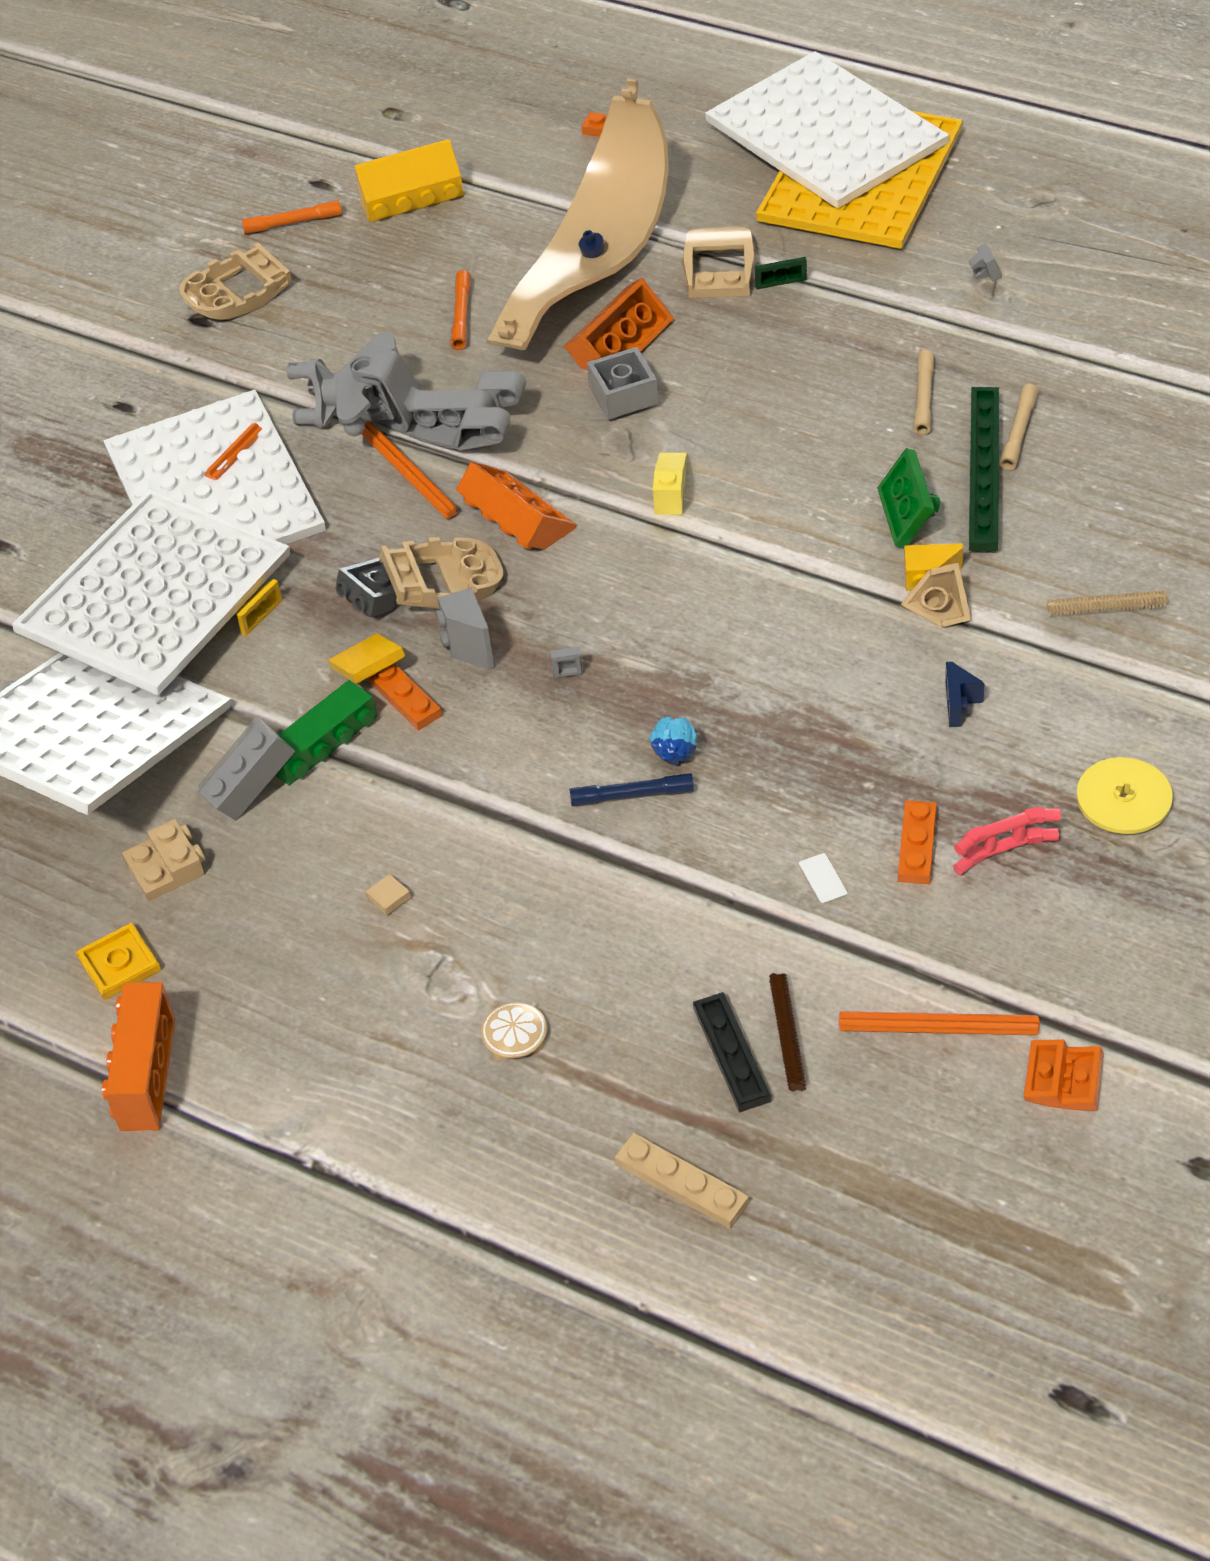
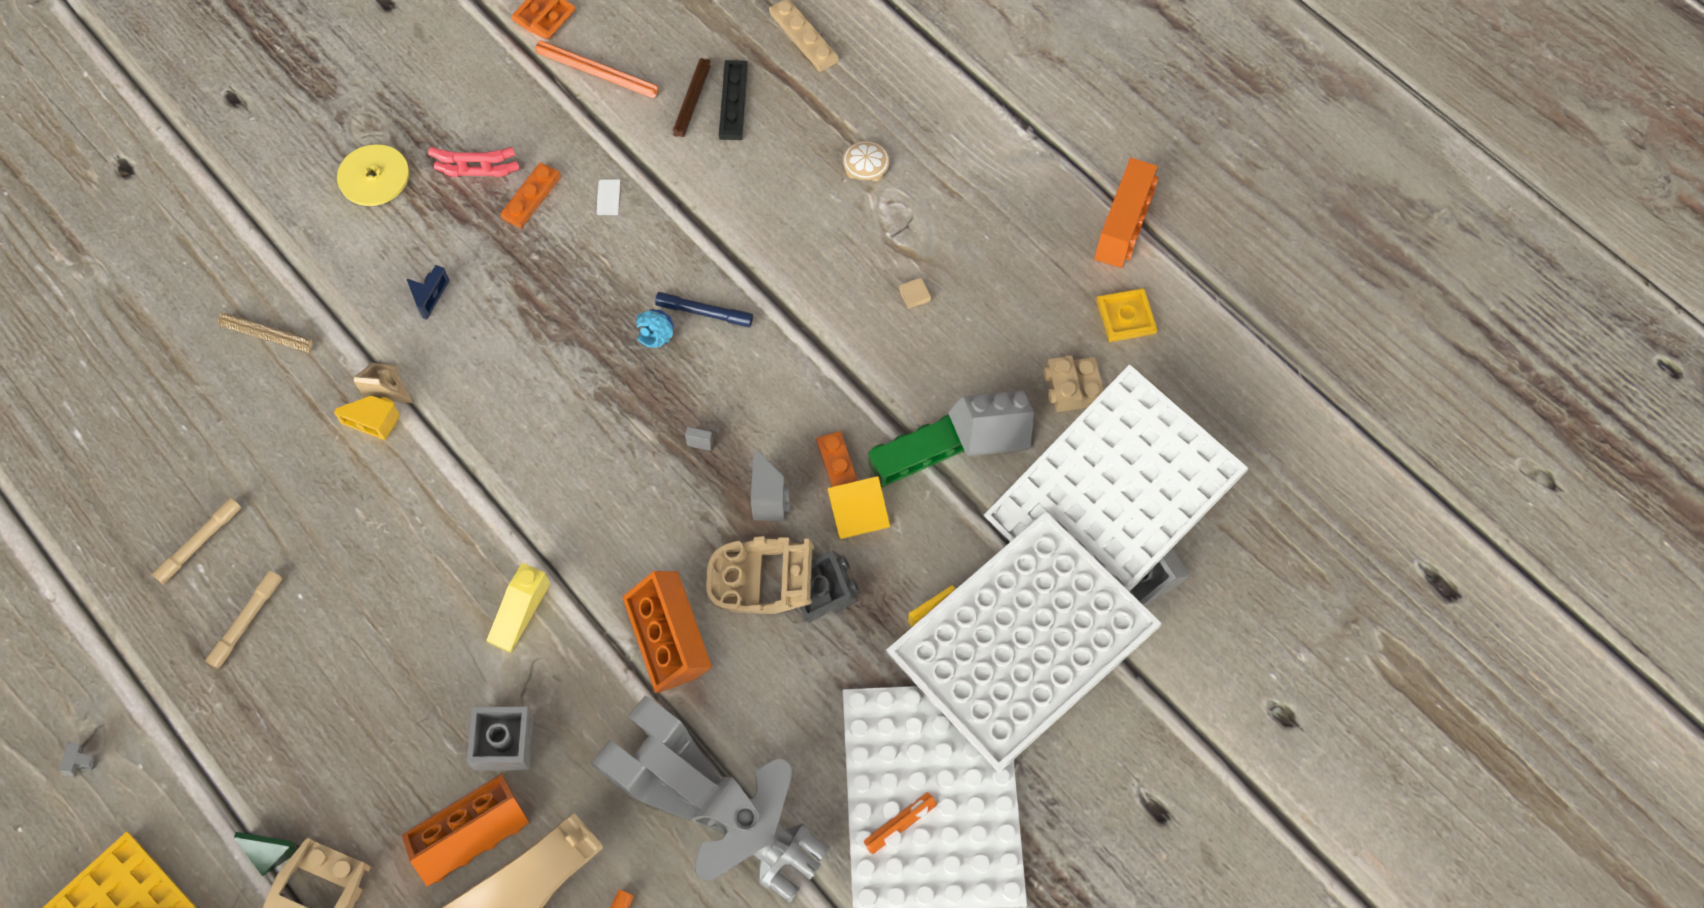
camera: 165 degrees left, 15 degrees up
(410, 471) = (739, 719): orange axle -> none
(906, 498) = (345, 480): green plate -> none
(984, 469) = (255, 507): dark green plate -> none

